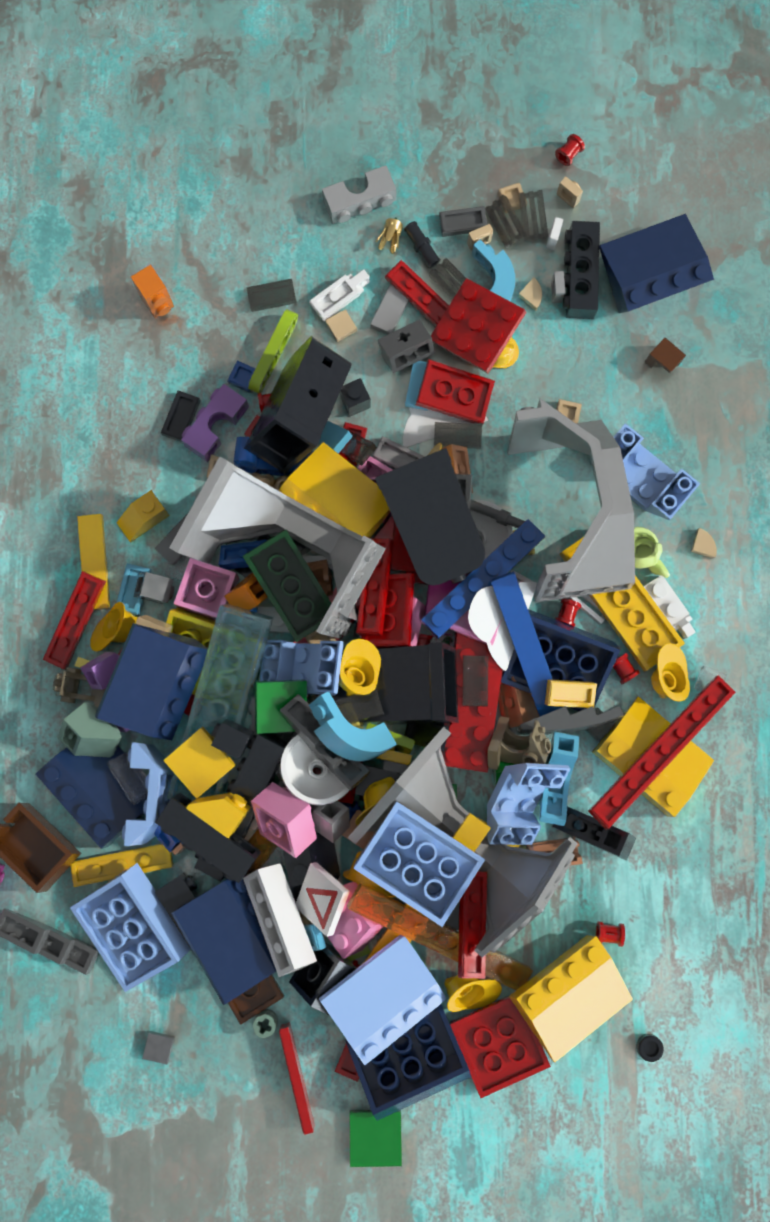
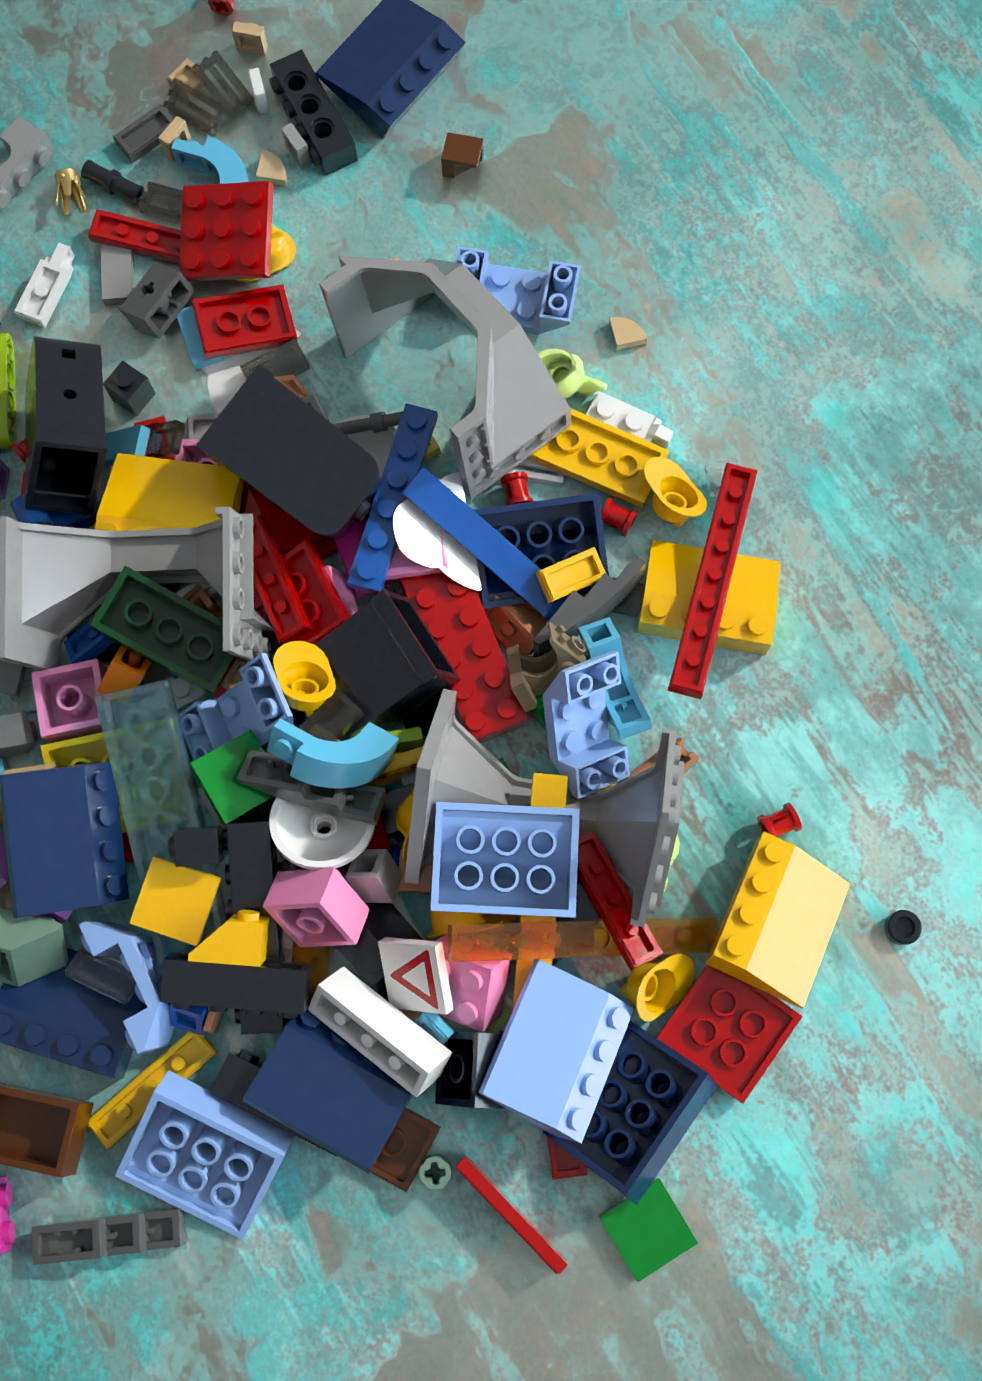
camera: 25 degrees left, 5 degrees down
(158, 1047) = (322, 1282): flat silver tile -> none
(341, 325) = (68, 320): tan tile -> none
(475, 681) = (451, 620): clear smoke tile -> none
(592, 832) = (694, 717): black slope -> none

